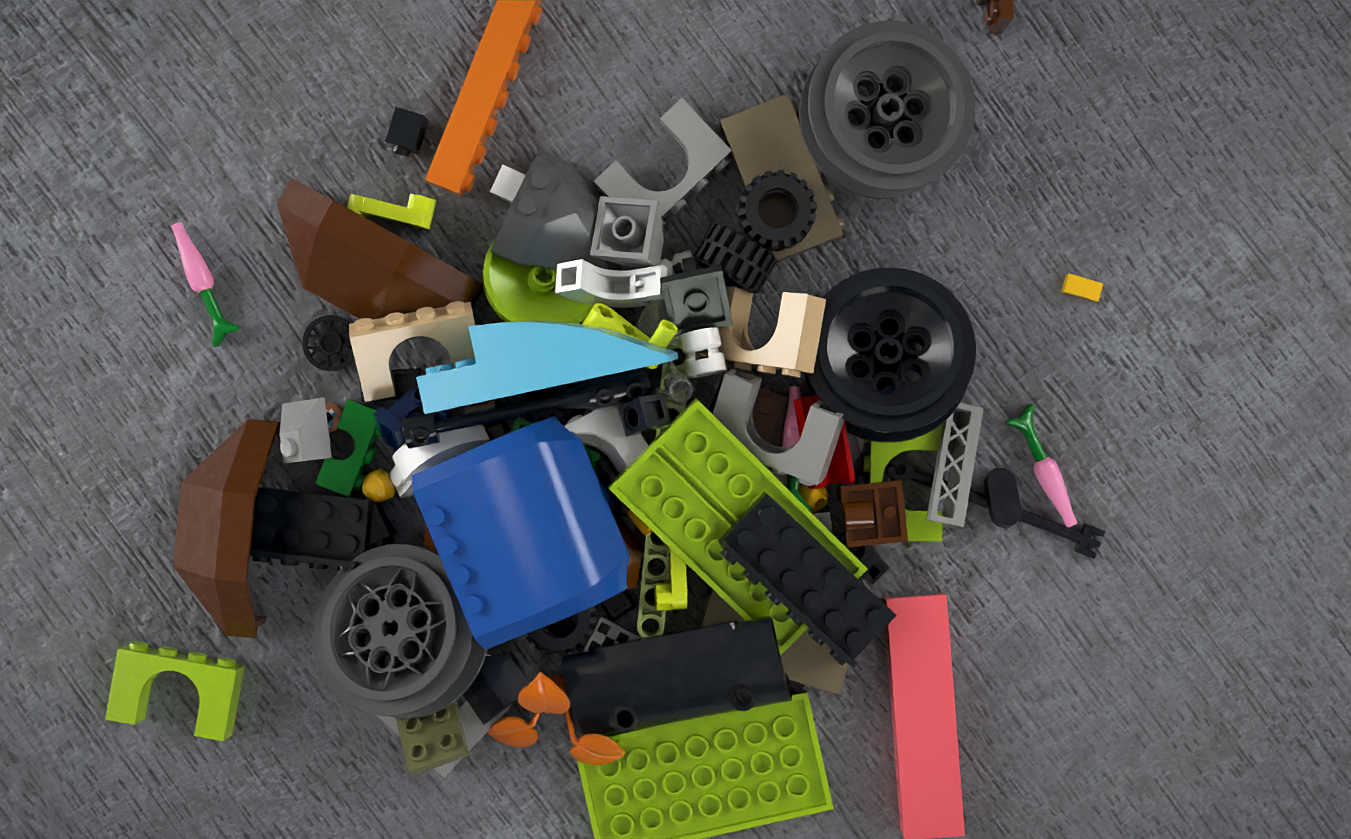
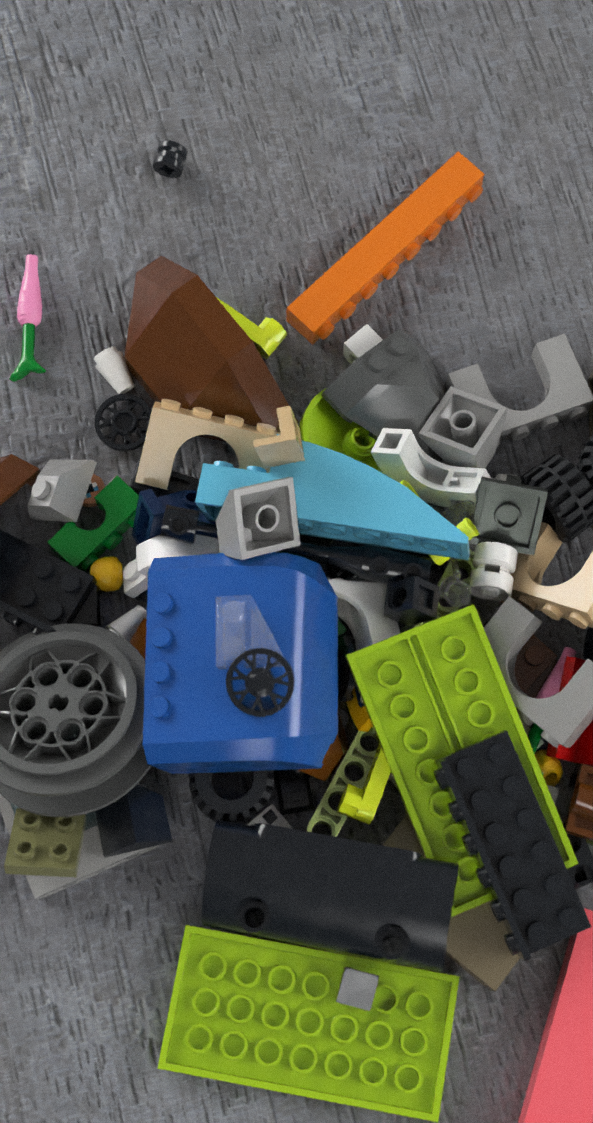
camera: 20 degrees right, 15 degrees down
(255, 74) = (170, 159): none -> black wheel
(300, 300) = (114, 369): none -> white cone
(406, 132) = (287, 263): black brick -> none
(413, 527) = (128, 623): none -> white cone
(480, 335) = (282, 448): none -> tan panel
(486, 413) = (258, 519): none -> light grey slope
(516, 520) = (241, 629): none -> clear wing
(547, 556) = (260, 682): none -> black wheel
(550, 696) = (188, 851): orange plant -> none
(730, 737) = (357, 988): none -> slope

